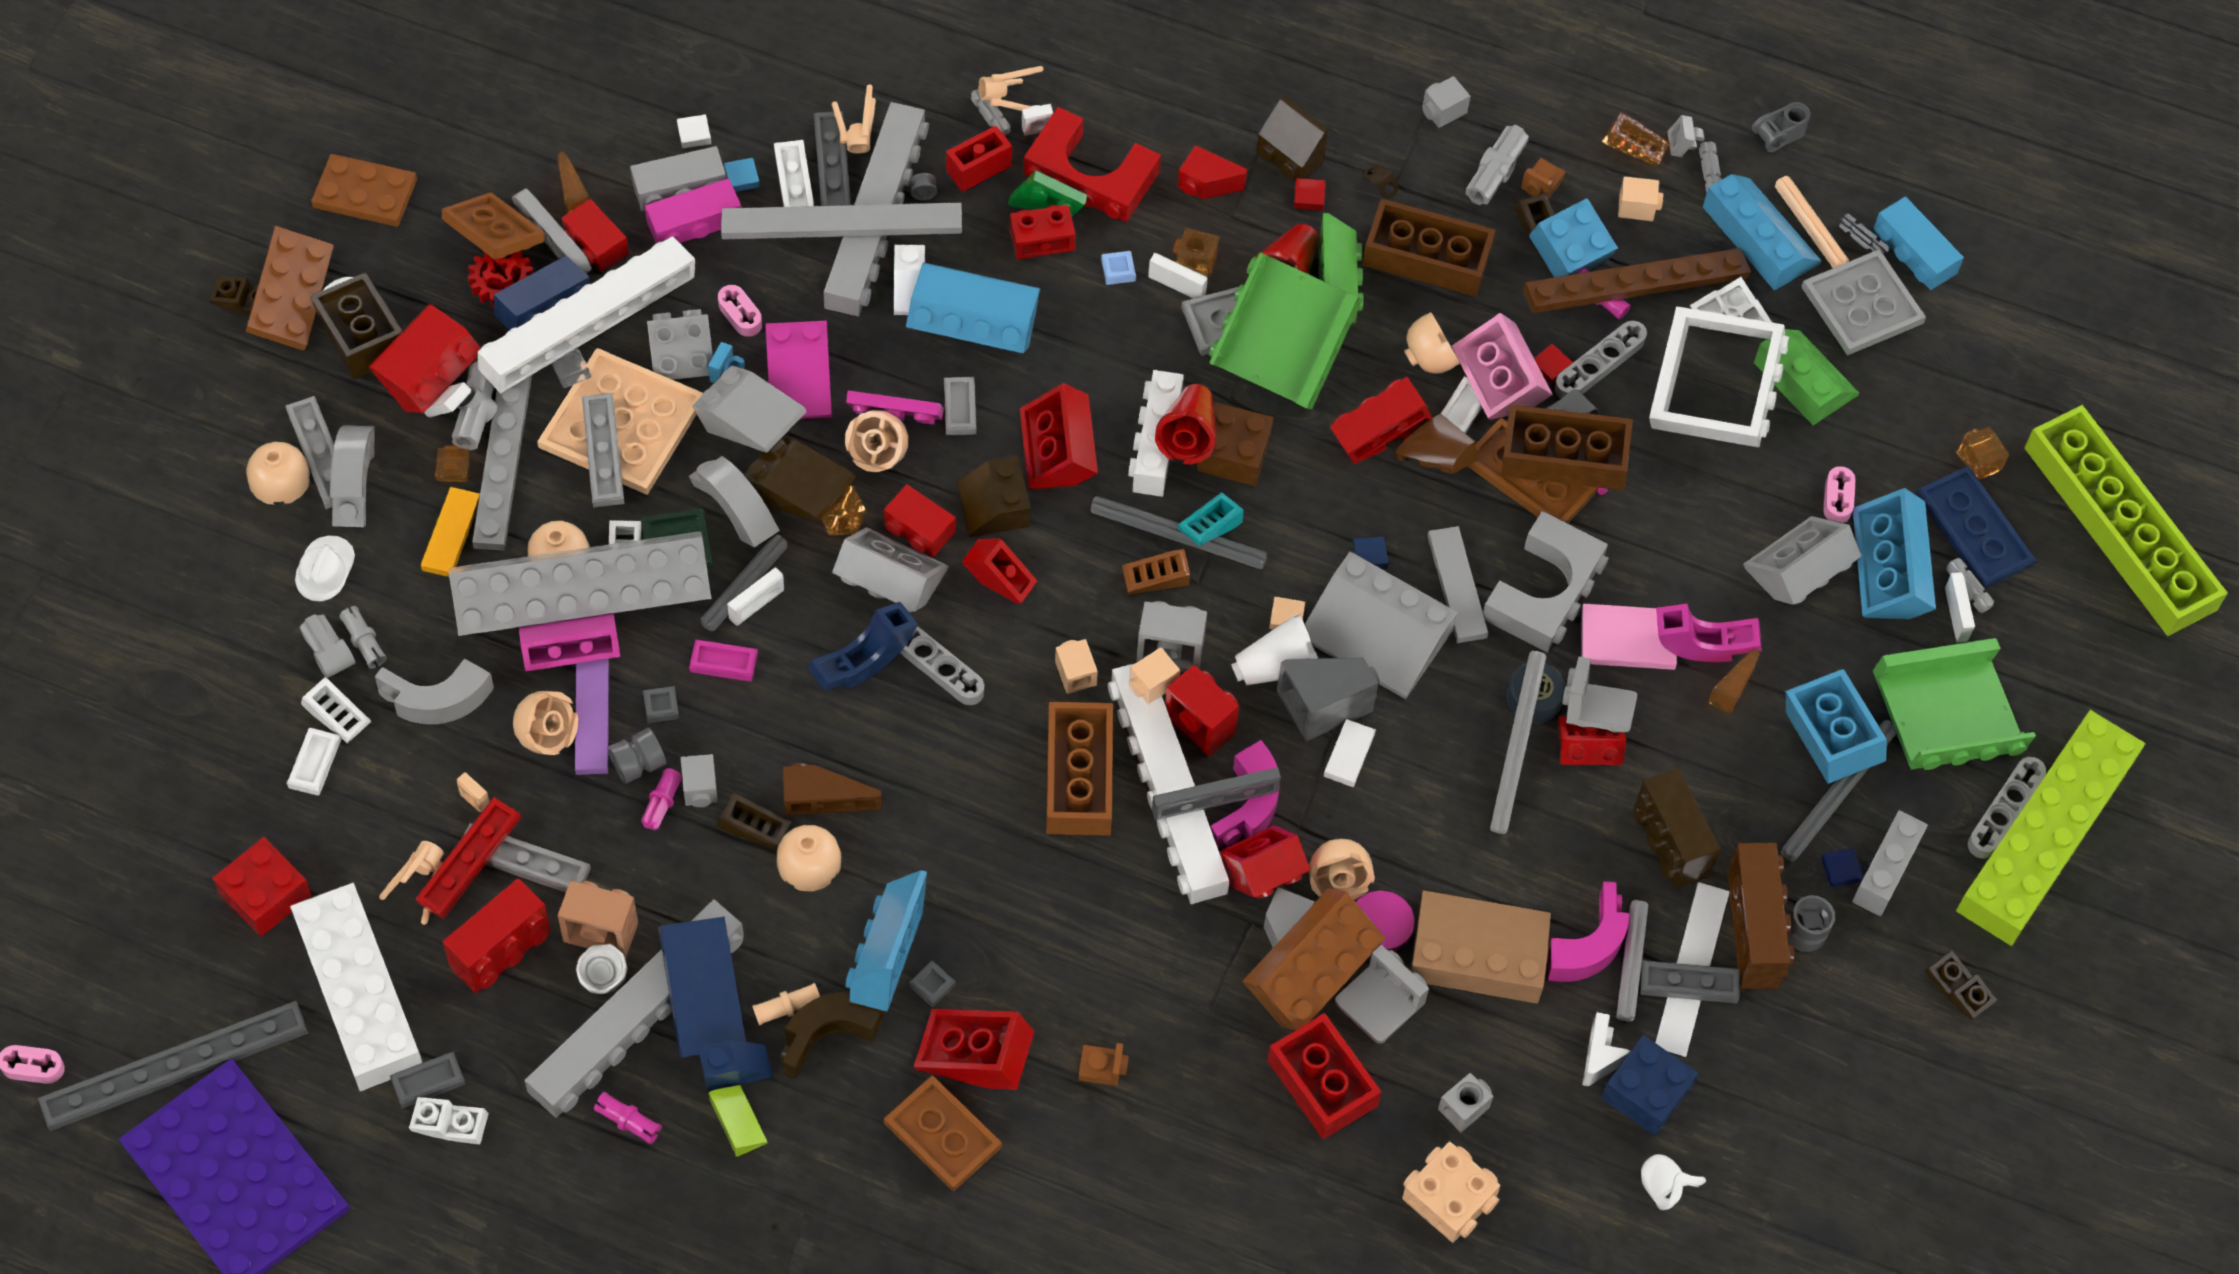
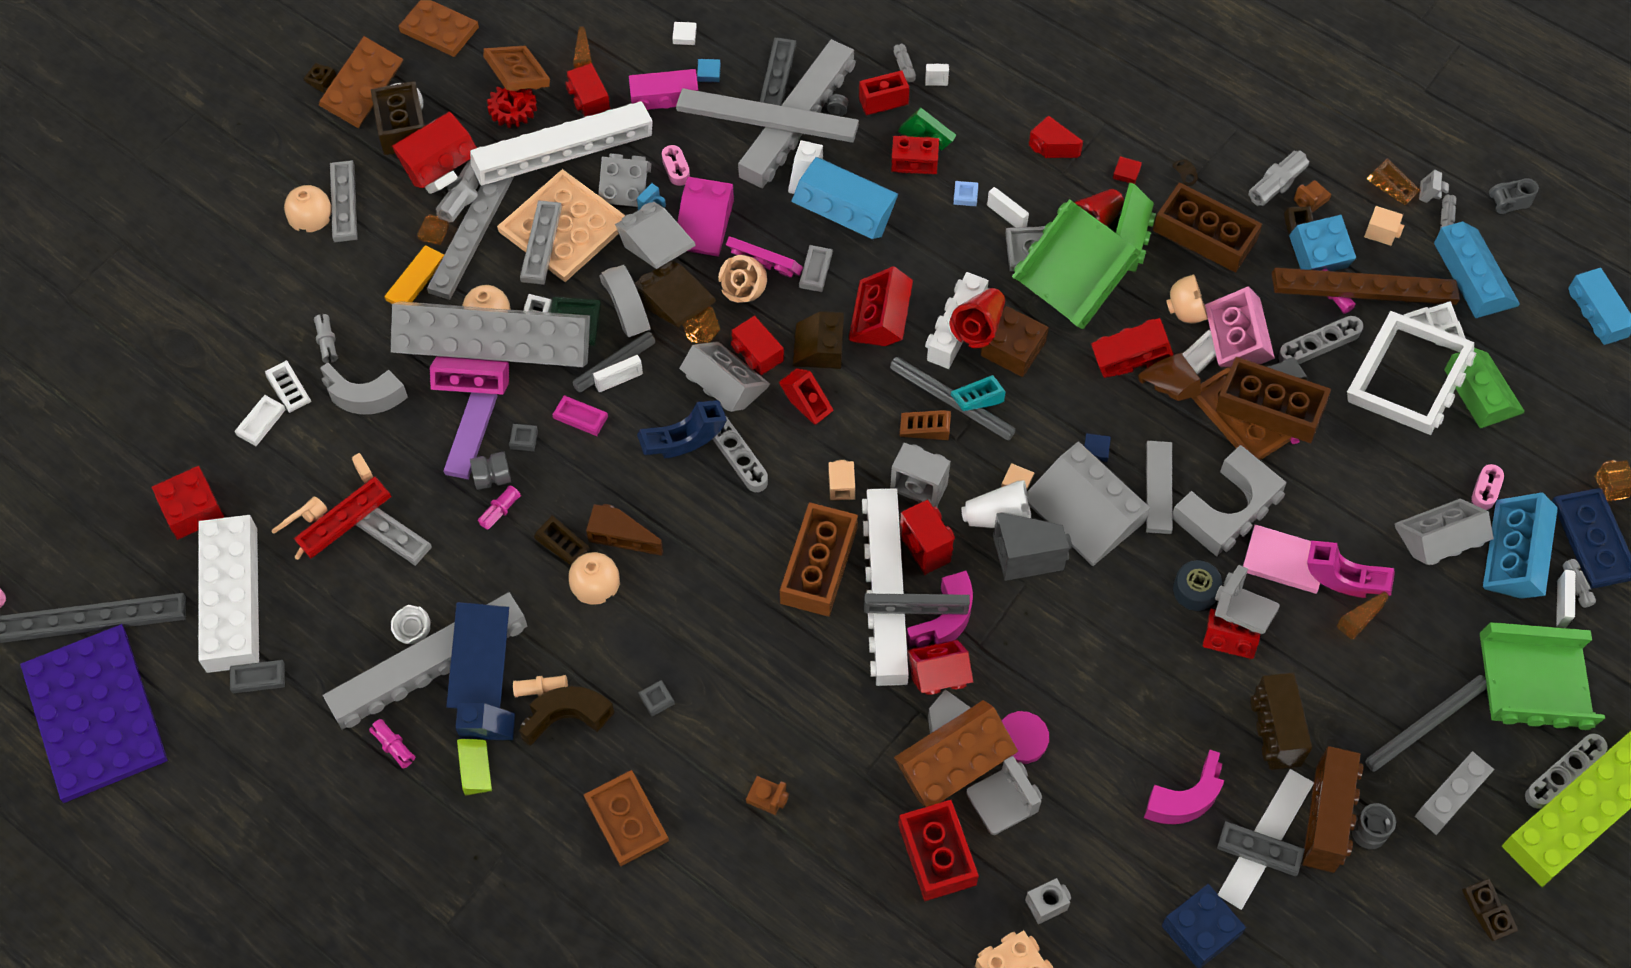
camera: 20 degrees right, 0 degrees up
(324, 568) = (317, 283): white piece -> none
(329, 652) = (298, 342): light grey piece -> none
(349, 474) = (352, 218): light grey arch -> none
(448, 1122) = (261, 712): white slope -> none
(497, 936) = (340, 580): red brick -> none
(538, 292) = (532, 119): dark blue brick -> none
(545, 722) = (431, 430): light nougat cylinder -> none
(554, 235) = (558, 82): light grey beam -> none
(571, 368) = (538, 179): clear tile -> none
(597, 916) = (418, 584): nougat brick -> none
(676, 175) = (660, 59): light grey brick -> none
(699, 780) = (531, 500): light grey brick -> none
(793, 174) = (746, 76): white plate -> none
(859, 134) = (802, 59): light nougat plant -> none
(887, 942) = (628, 658): dark azure slope -> none
(976, 1047) = (673, 756): red slope -> none
(995, 87) = (912, 44): light nougat plant -> none
(1112, 193) = (979, 138): red arch -> none
(1153, 675) = (894, 500): light nougat brick -> none
(1204, 243) = (1028, 193): clear orange brick -> none
(1292, 140) = (1124, 127): slope -> none
(1342, 867) = (1000, 687): light nougat cylinder -> none
(1349, 753) = (1035, 597): white tile -> none
(1445, 101) = (1251, 124): light grey brick -> none
(1481, 946) = (1096, 777): medium nougat slope -> none
(1518, 742) = (1171, 621): light grey axle -> none
(1552, 363) = (1280, 334): red tile -> none
(1602, 1057) = (1170, 892): white slope -> none
(1632, 961) = (1217, 819): light grey axle -> none
(1811, 222) = (1519, 273): light nougat axle -> none
(1836, 726) = (1436, 670): dark azure brick -> none
(1842, 867) = (1413, 786): clear blue tile -> none
(1863, 234) = (1559, 292): axle -> none
(1863, 302) = (1546, 342): light grey plate -> none

